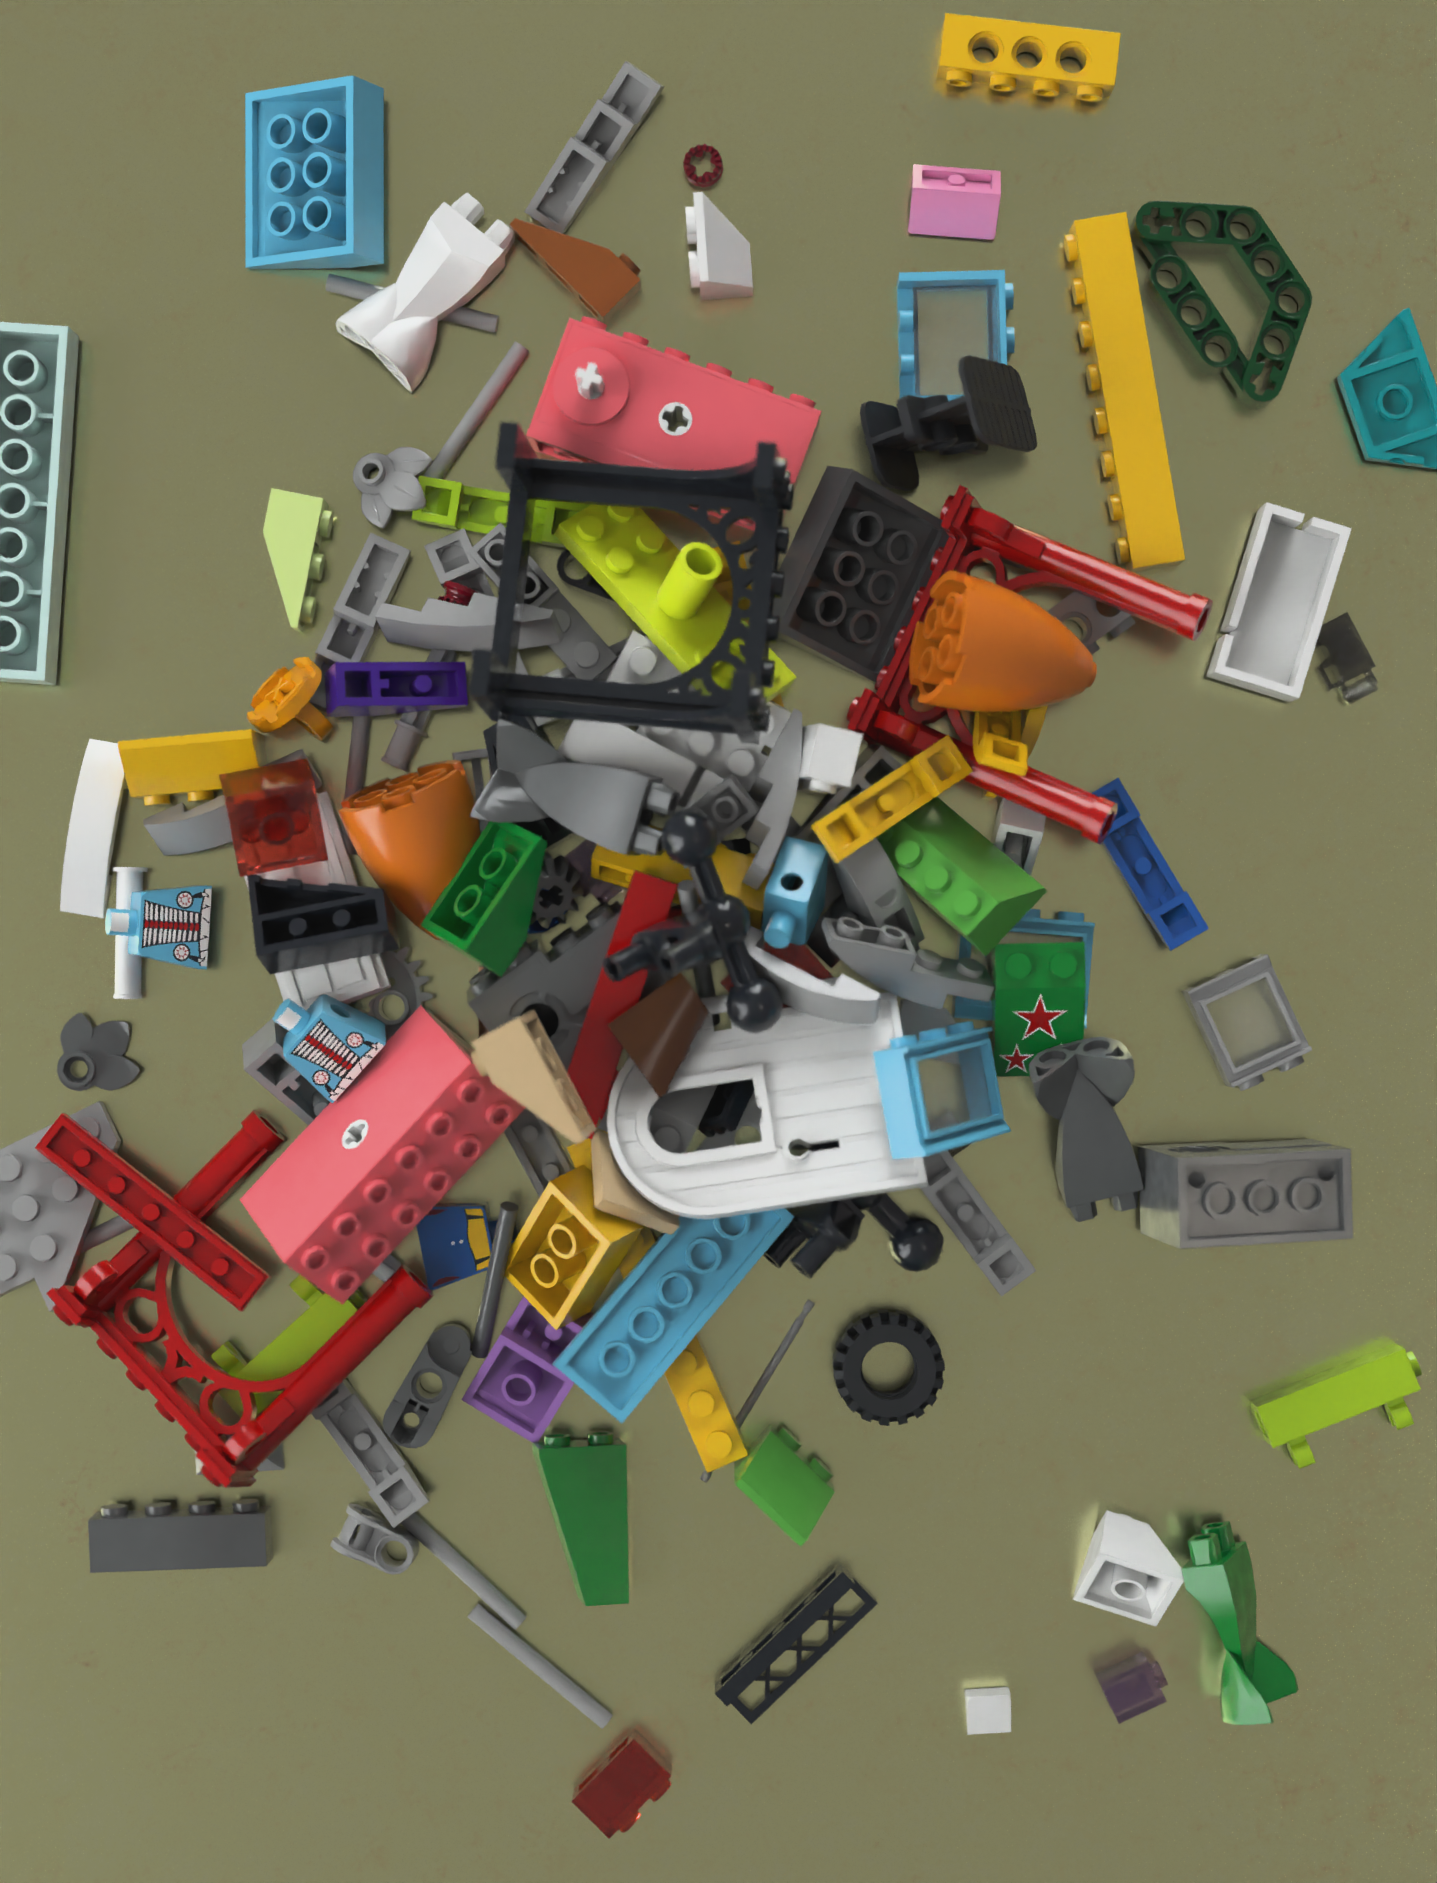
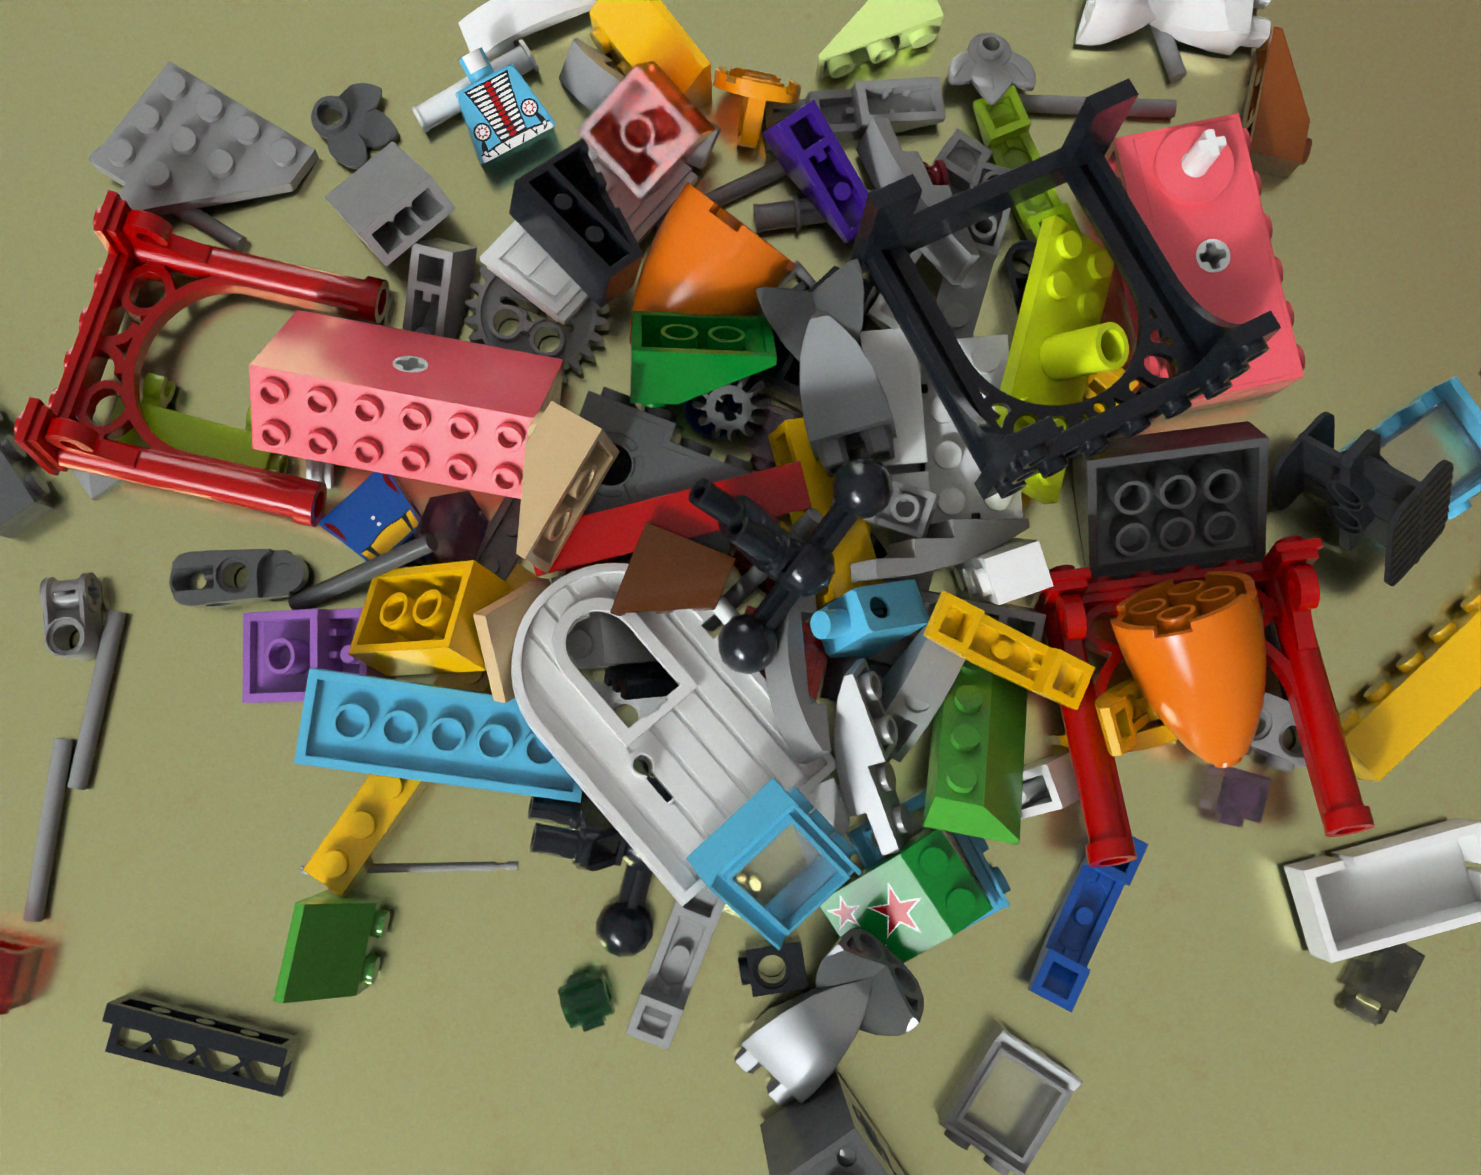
camera: 60 degrees right, 5 degrees down
(152, 1212) = (242, 246): red tile -> none
(194, 1067) = (390, 203): none -> light grey brick
(329, 1042) = (480, 298): torso -> none
(372, 1454) = (147, 570): light grey slope -> none
(500, 1179) = (456, 525): none -> brick
(590, 1510) = (213, 782): green slope -> none
(594, 148) = (1379, 65): light grey slope -> none
(698, 153) = (1429, 153): dark red bush -> none
(722, 254) = (1366, 212): white slope -> none
(904, 1401) = (471, 1000): black tyre -> none
(955, 1311) = (586, 1000): none -> clear green gear
(1042, 1134) = (790, 979): none -> black brick
(1124, 682) = (1235, 795): none -> clear purple brick

